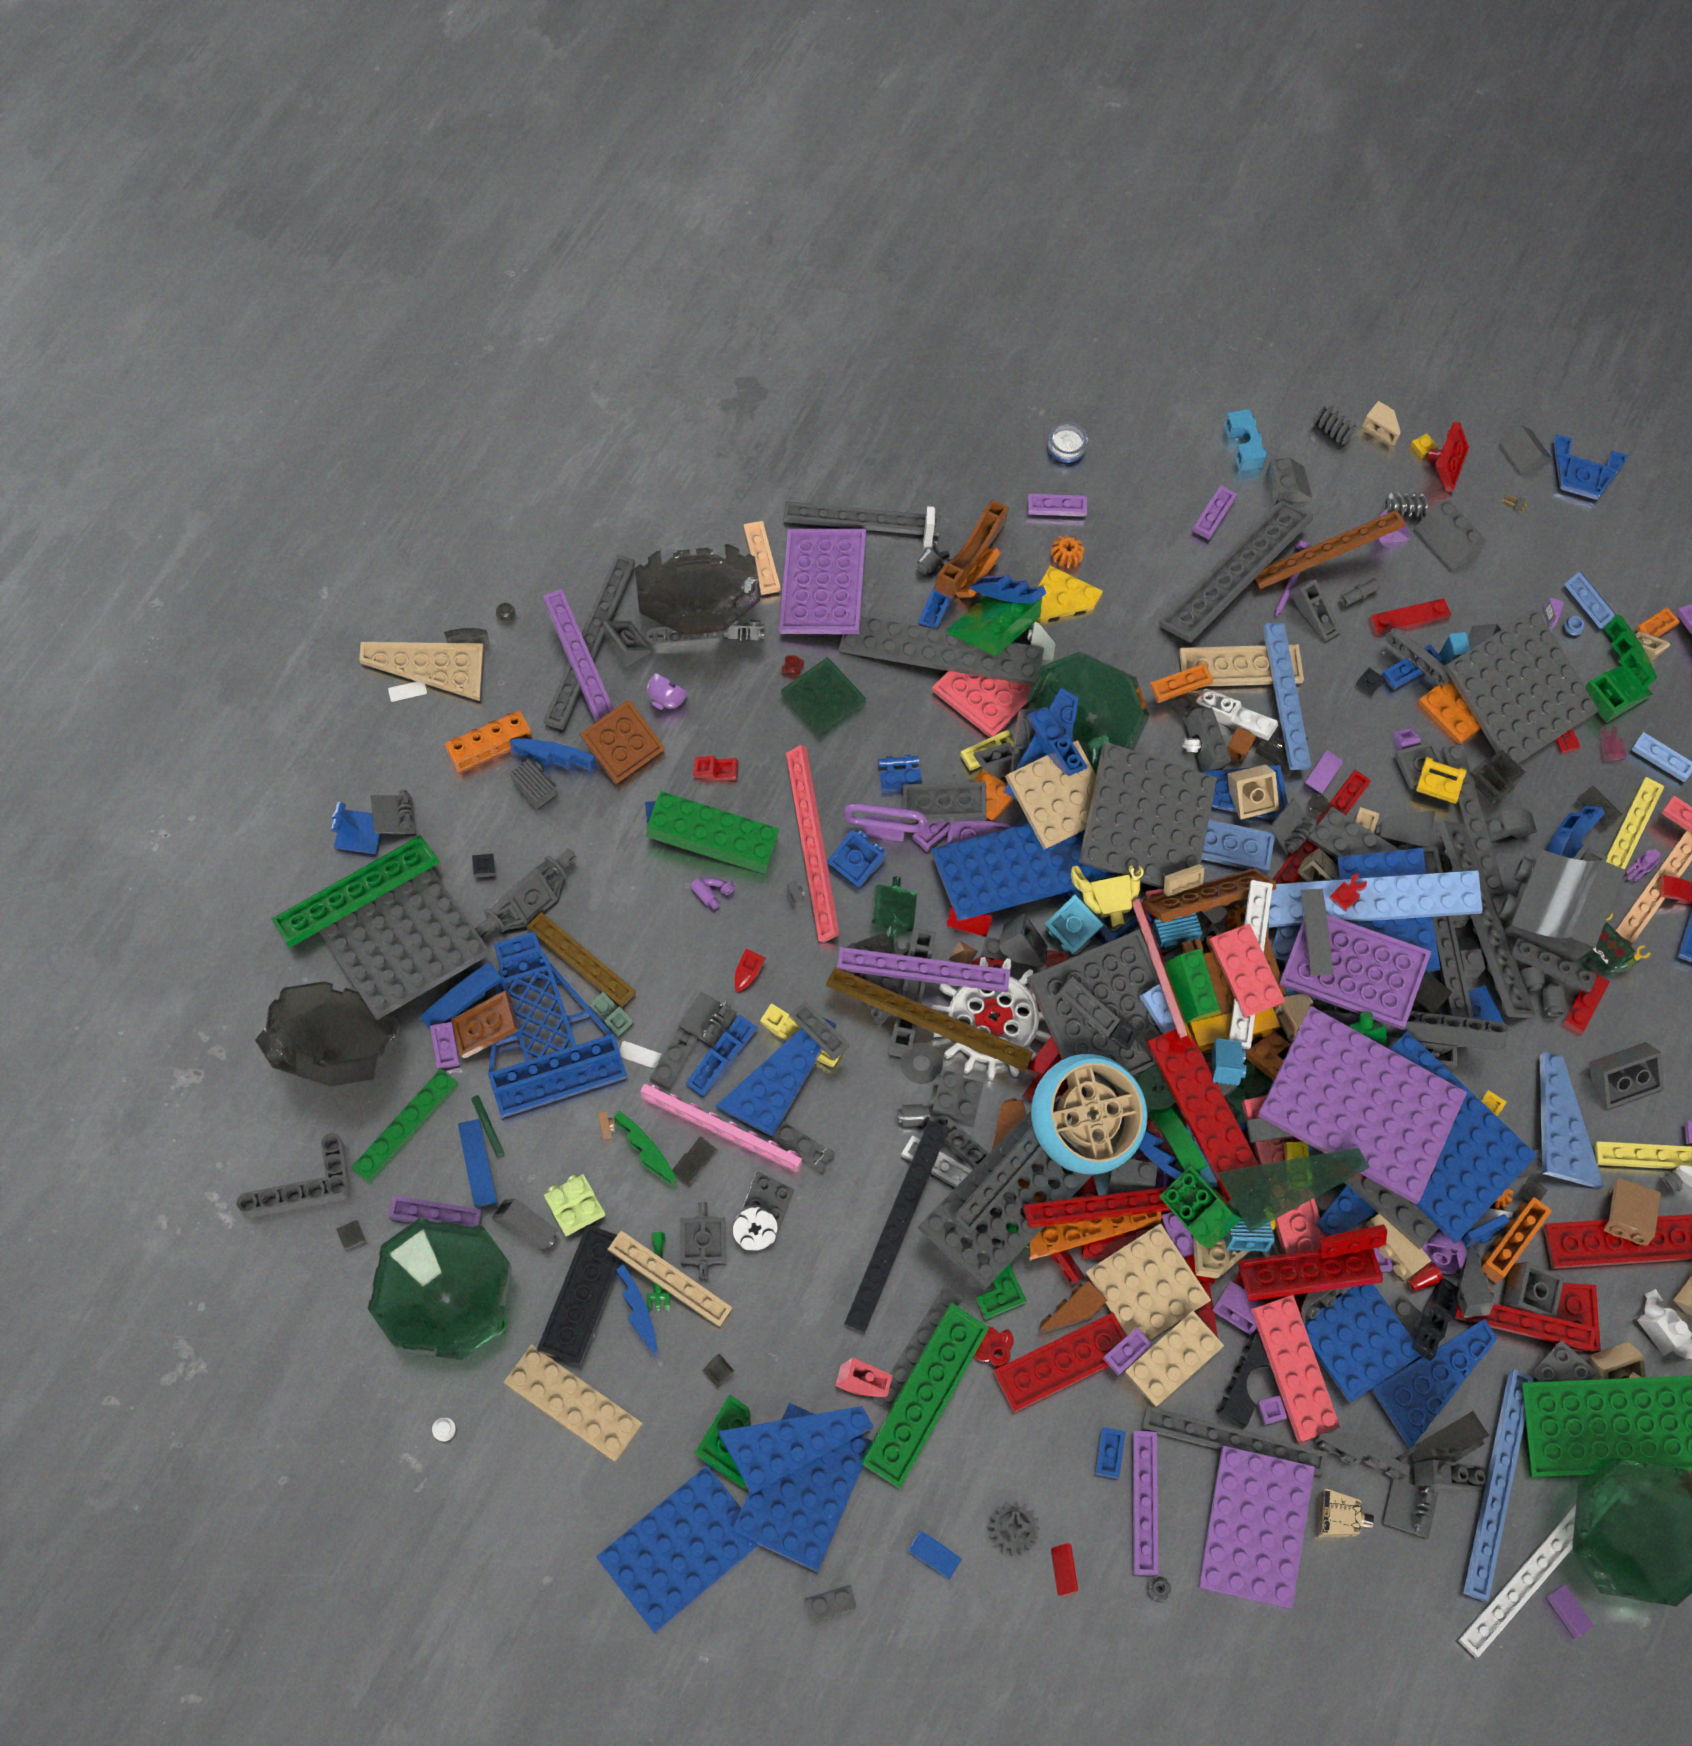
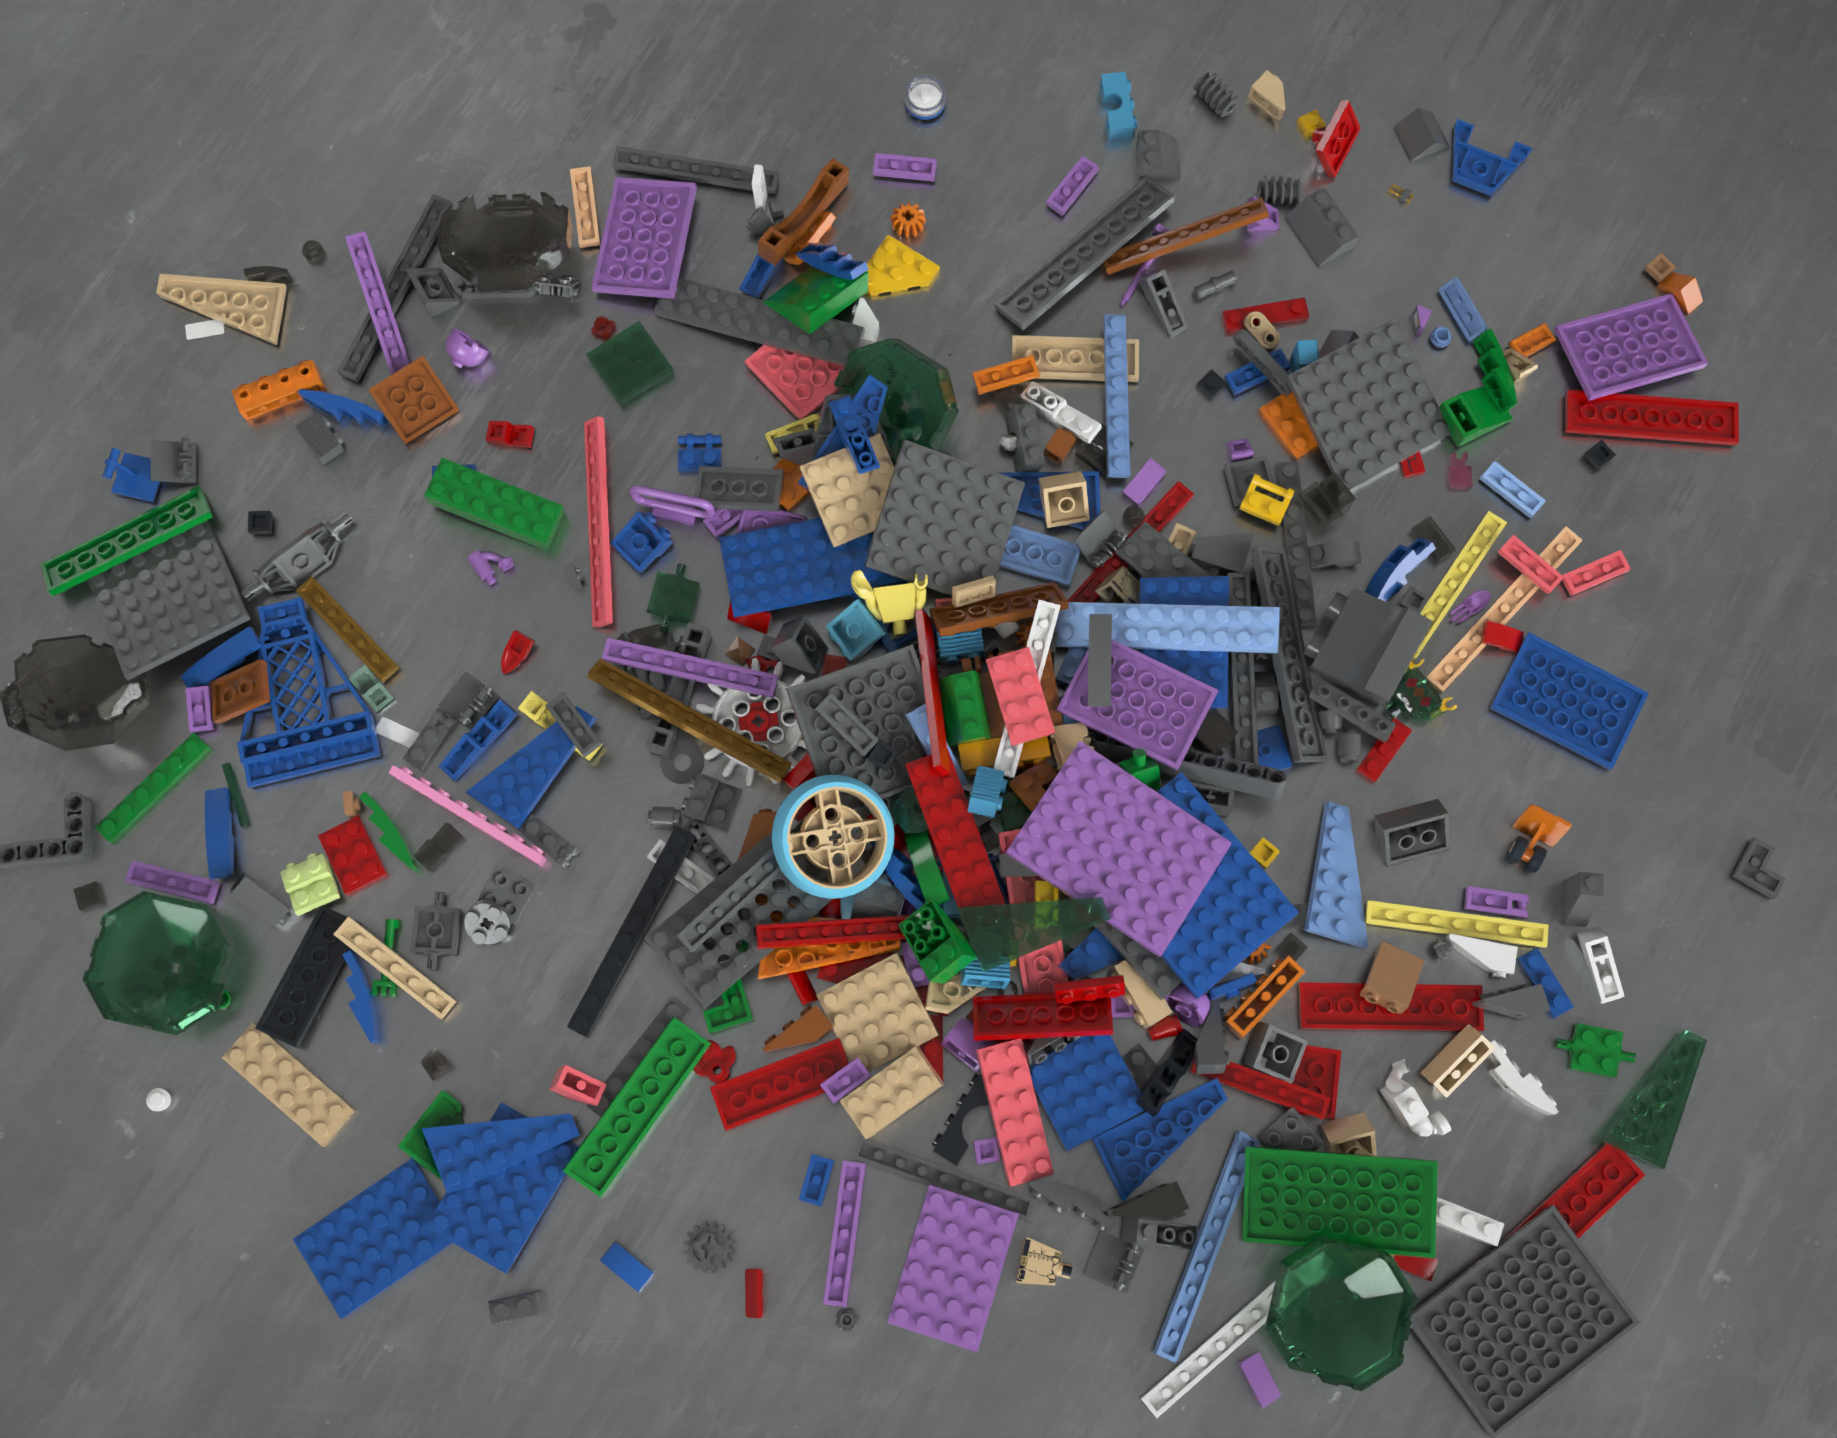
camera: 10 degrees right, 10 degrees up
(611, 1175) = (352, 855): none -> red plate
(1347, 894) = (1139, 622): red plate -> none
(1411, 628) = (1261, 331): none -> tan plate

